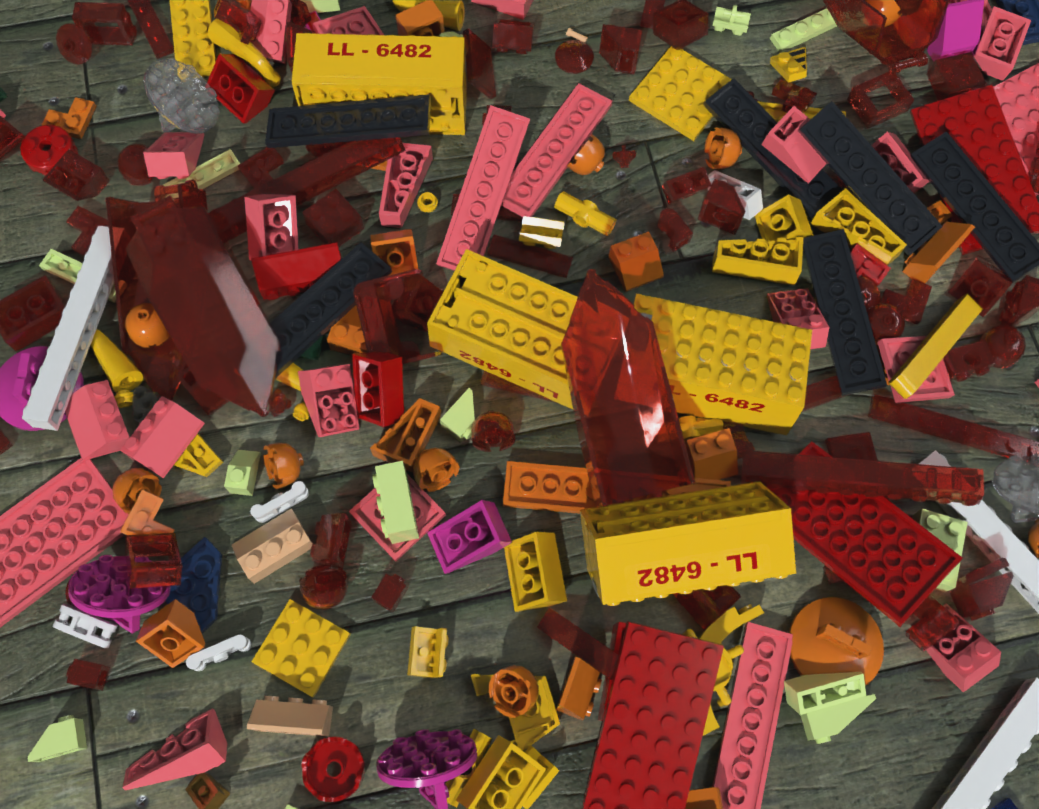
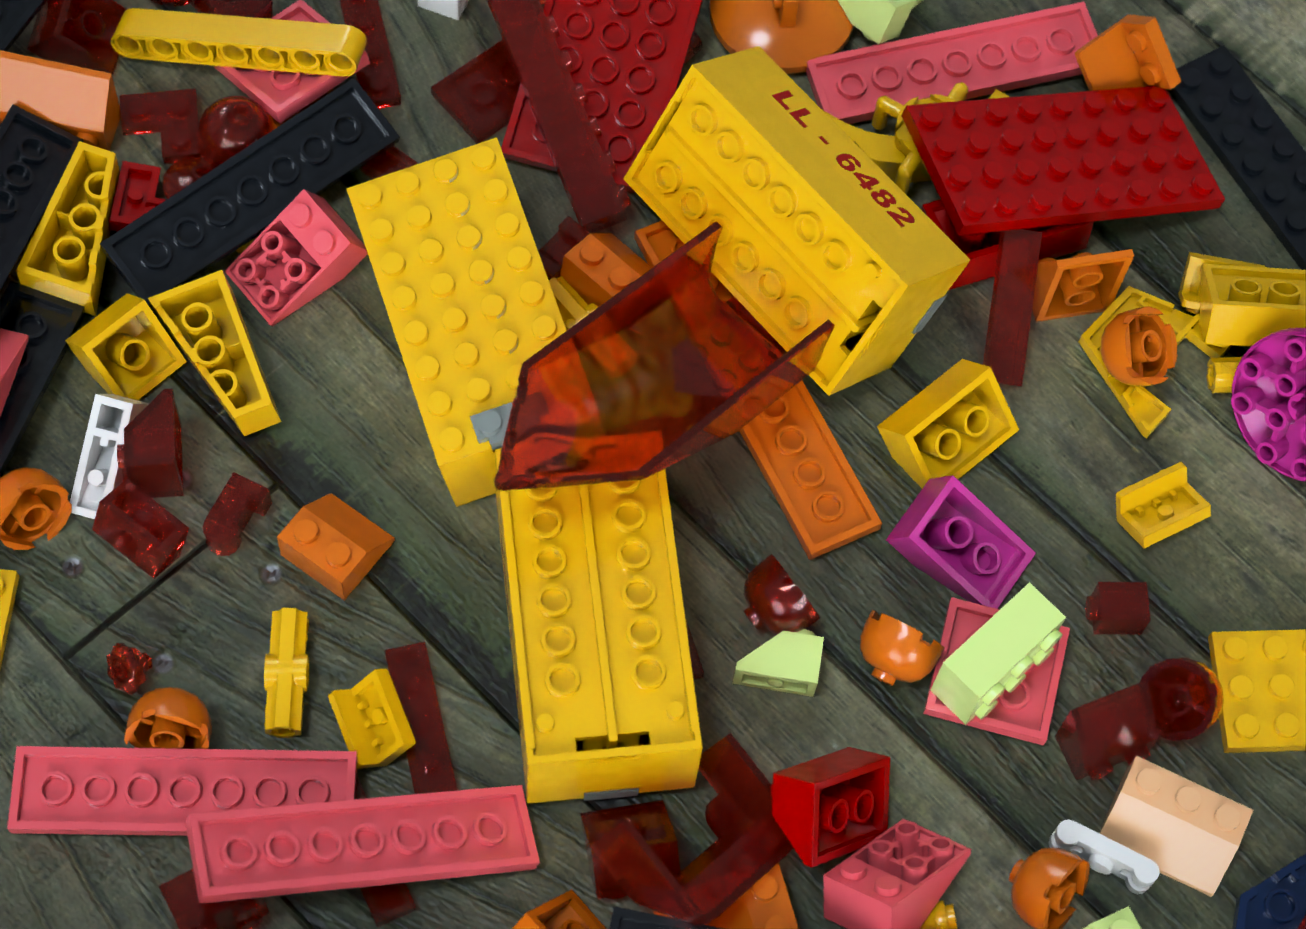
camera: 125 degrees left, 5 degrees down
(408, 435) = (872, 715): orange wedge -> none

